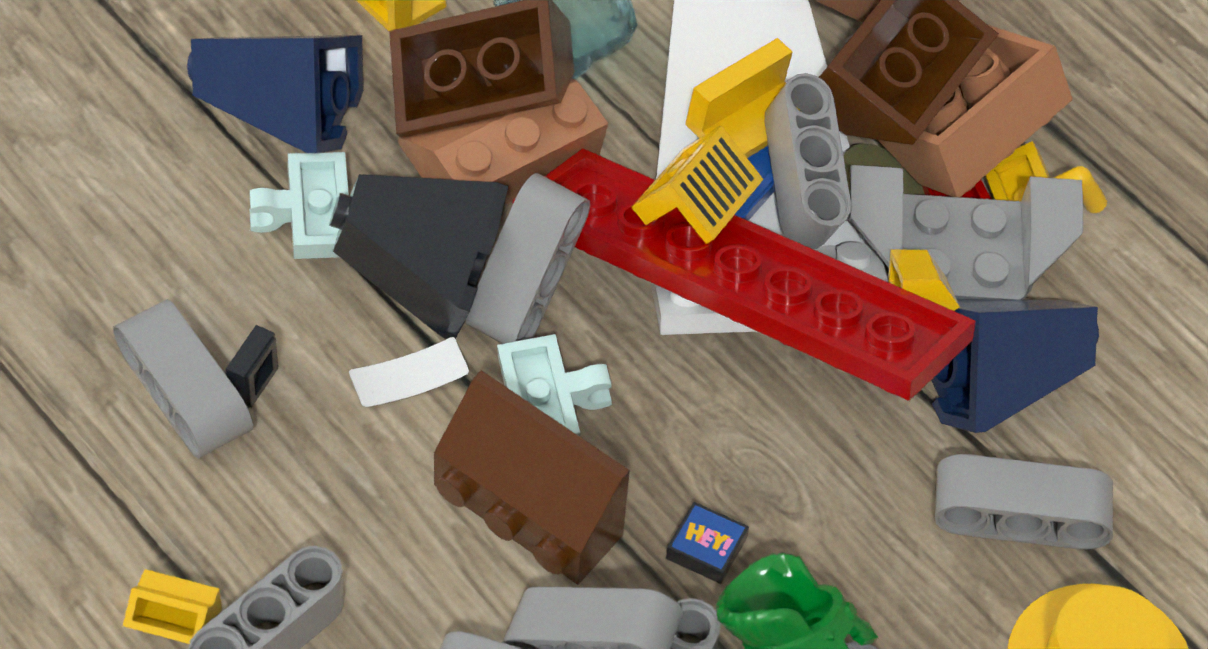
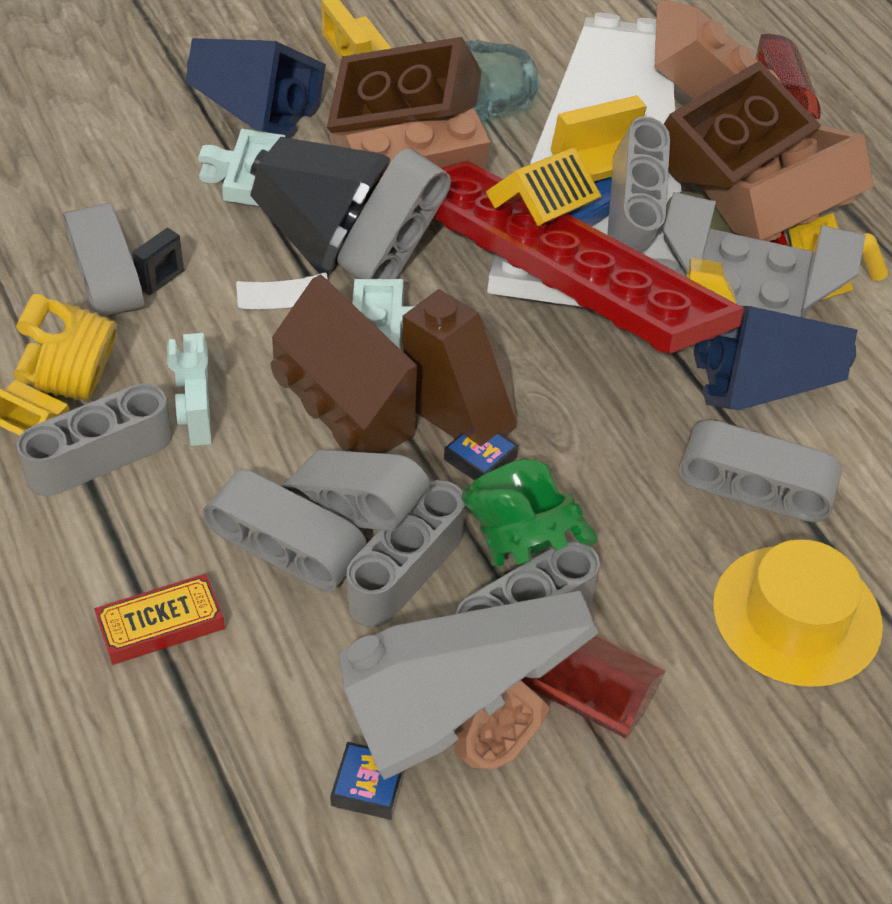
camera: 15 degrees right, 5 degrees down
(205, 507) = (66, 361): none -> yellow piece
(353, 512) = (192, 372): none -> light aqua plate
(670, 455) = (460, 370): none -> reddish brown slope

